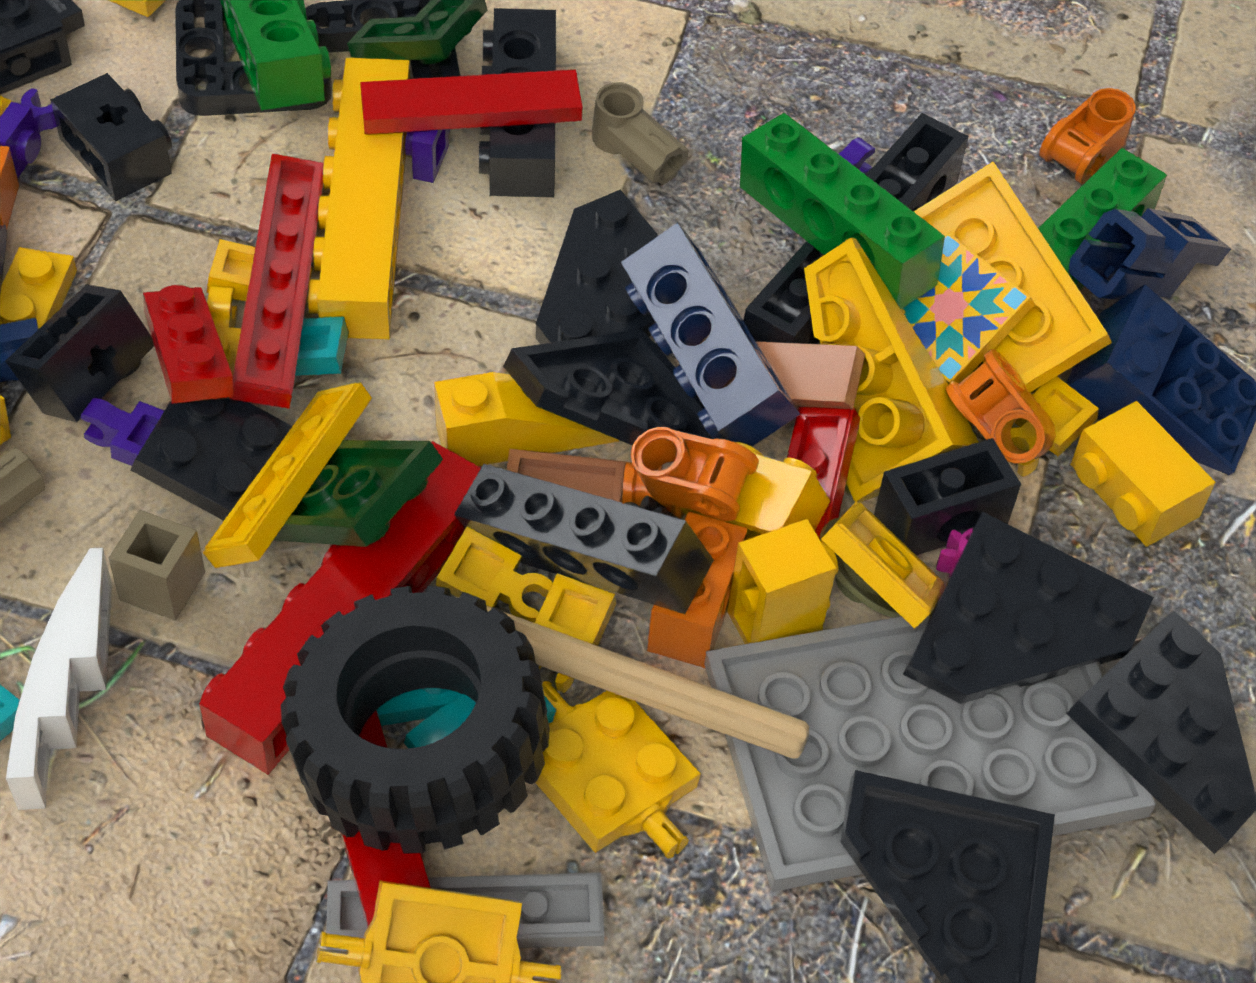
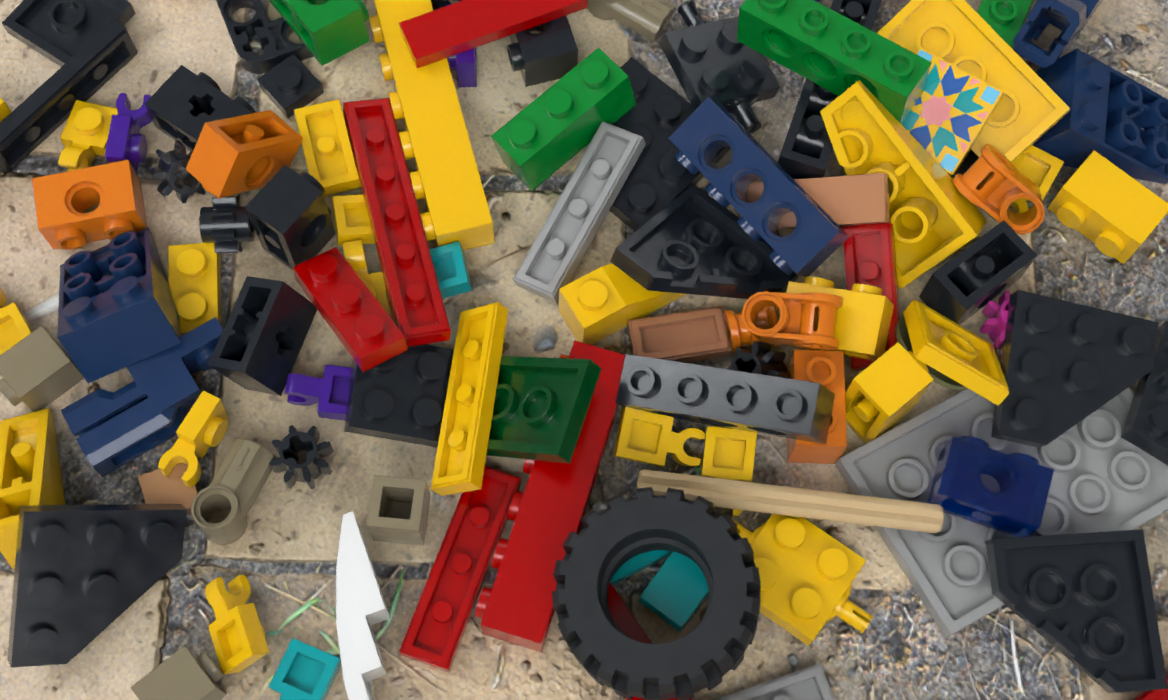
camera: 15 degrees left, 15 degrees up
(47, 173) = (166, 166): none -> black gear
(72, 488) = (288, 457): none -> black gear
(91, 238) = (226, 225): none -> black gear
(136, 168) = (242, 152): none -> orange brick
(161, 238) = (291, 217): none -> black brick
(170, 691) = (459, 571): none -> red tile
(223, 131) = (290, 85): none -> black plate
(235, 195) = (327, 146): none -> yellow plate
(498, 320) = (579, 211): none -> light grey tile
(513, 224) = (564, 119): none -> green brick
(722, 221) = (718, 66): none -> black plate
(891, 748) = (1021, 481): none -> clear blue brick

